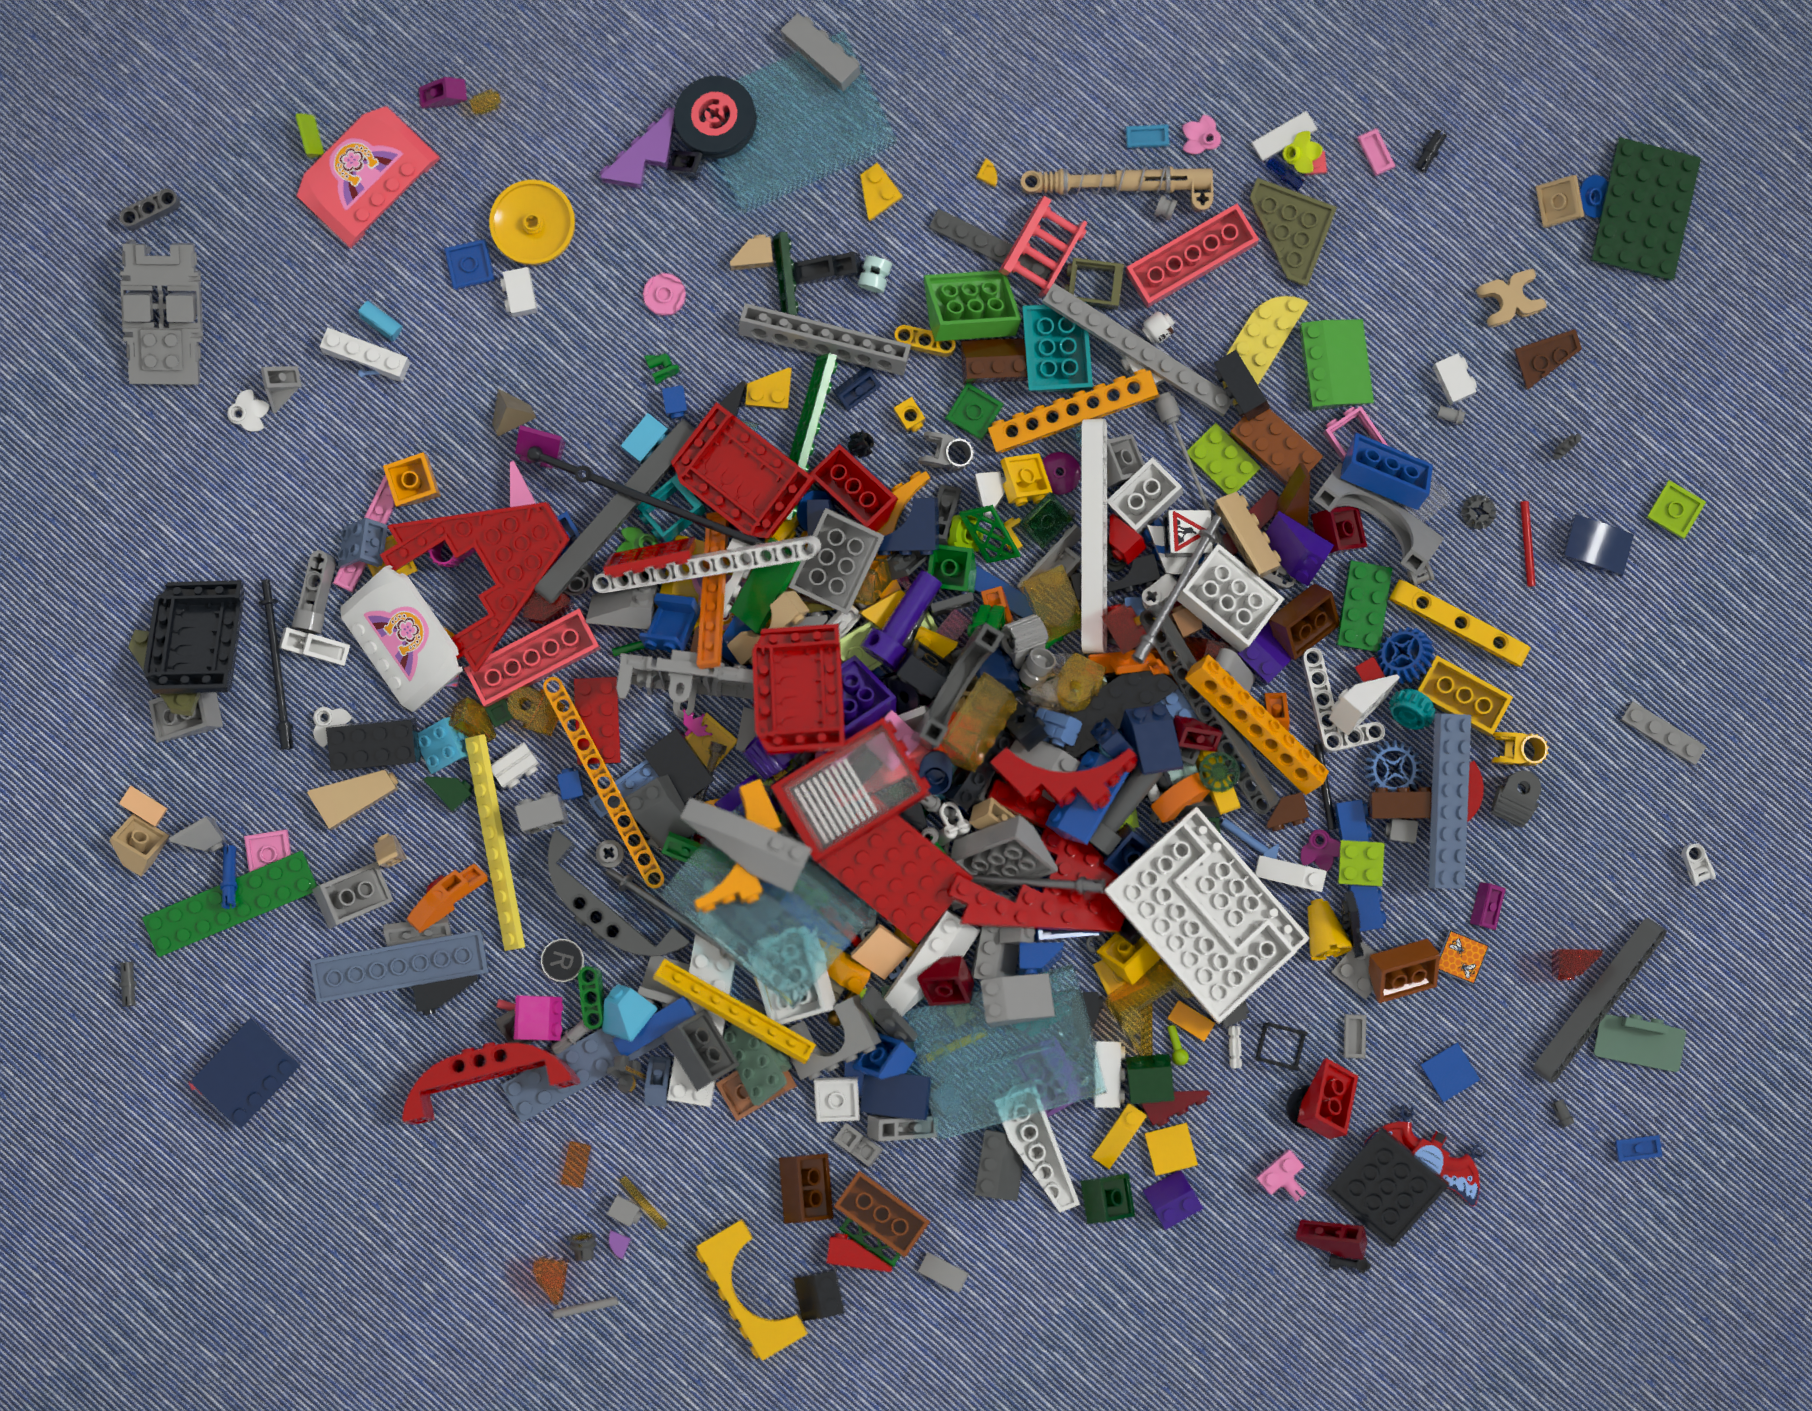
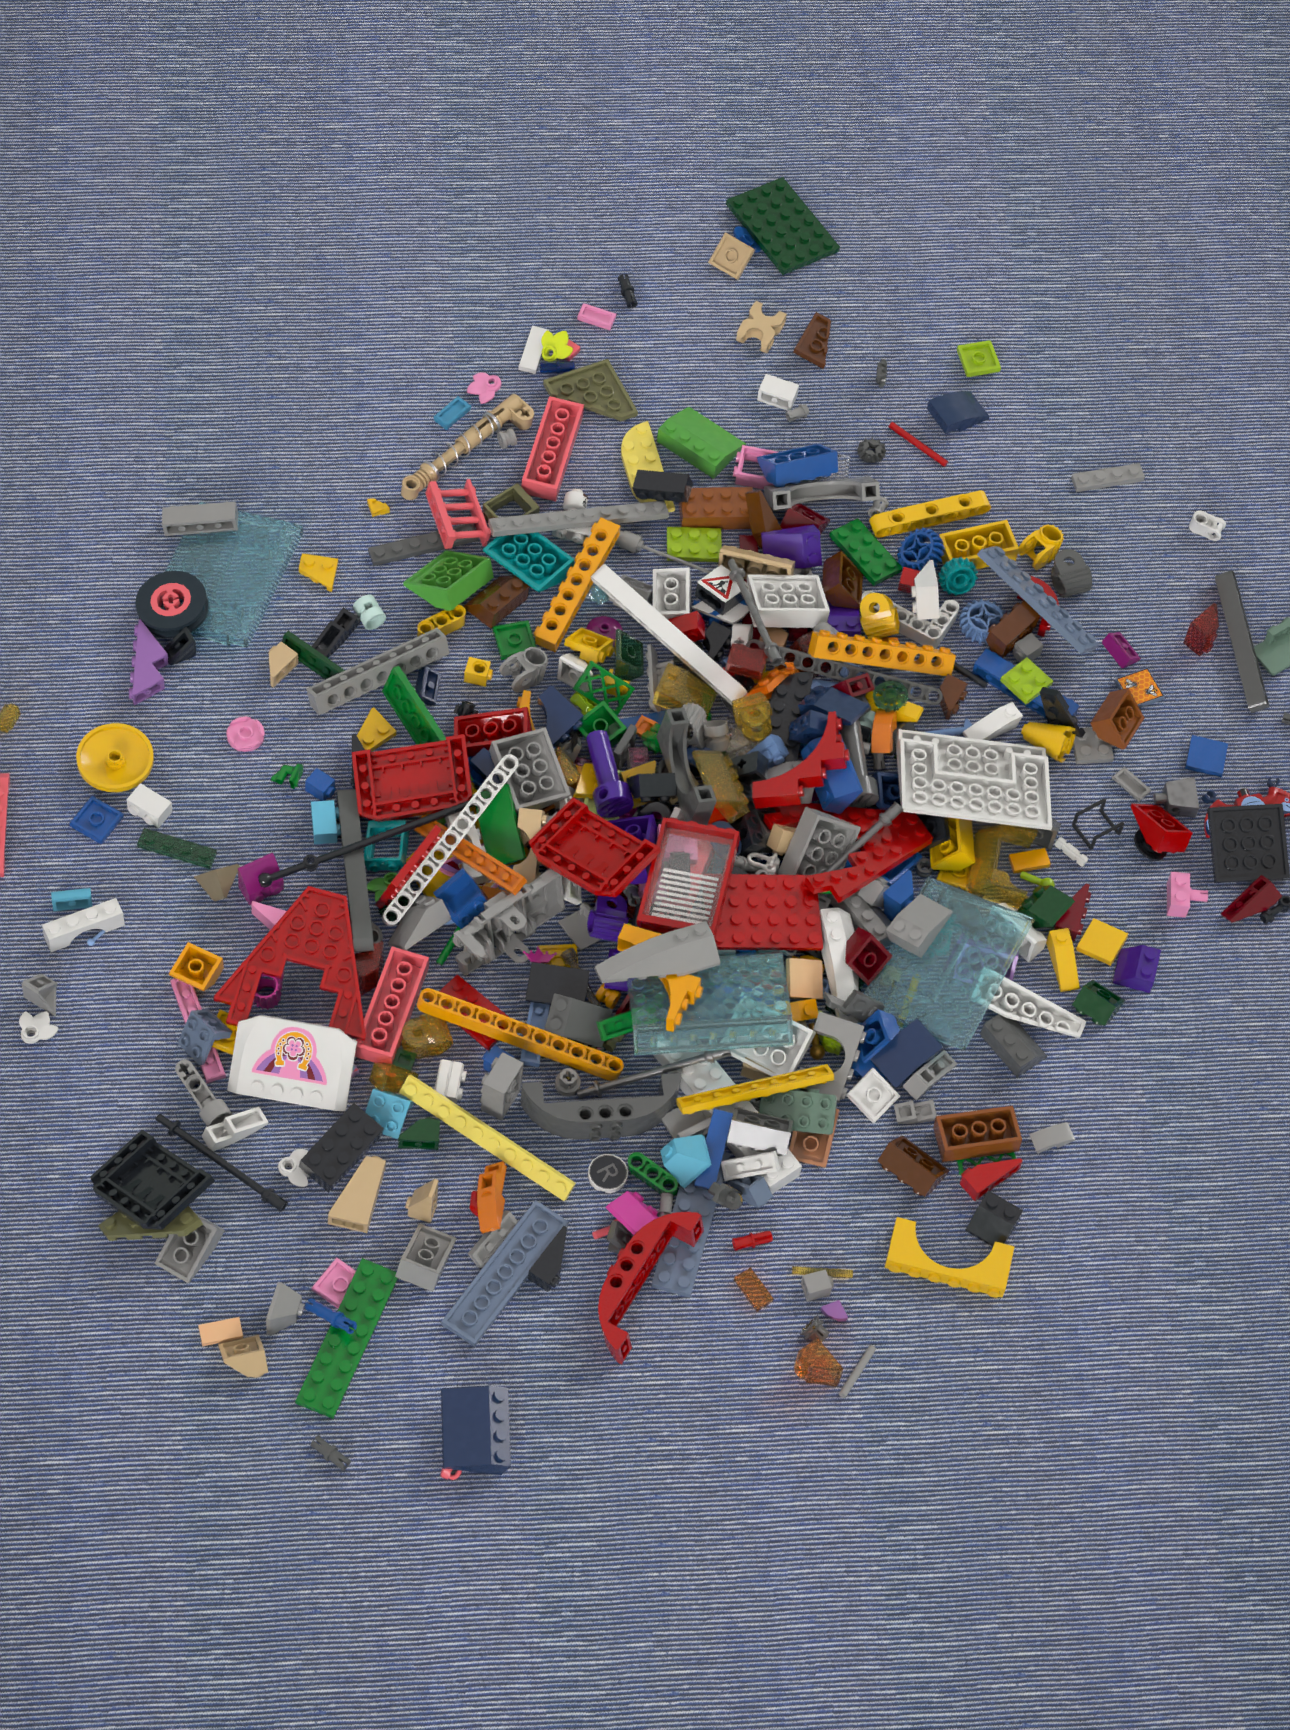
camera: 55 degrees left, 25 degrees down
(508, 351) = (177, 848): none -> clear green plate
(615, 1124) = (752, 1240): none -> red axle
(667, 1068) = (750, 1165): none -> white tile
(1295, 686) = (882, 623): none -> yellow piece
(1323, 853) = (996, 700): magenta plate -> none
(1379, 1088) = (1179, 797): none -> flat silver torso

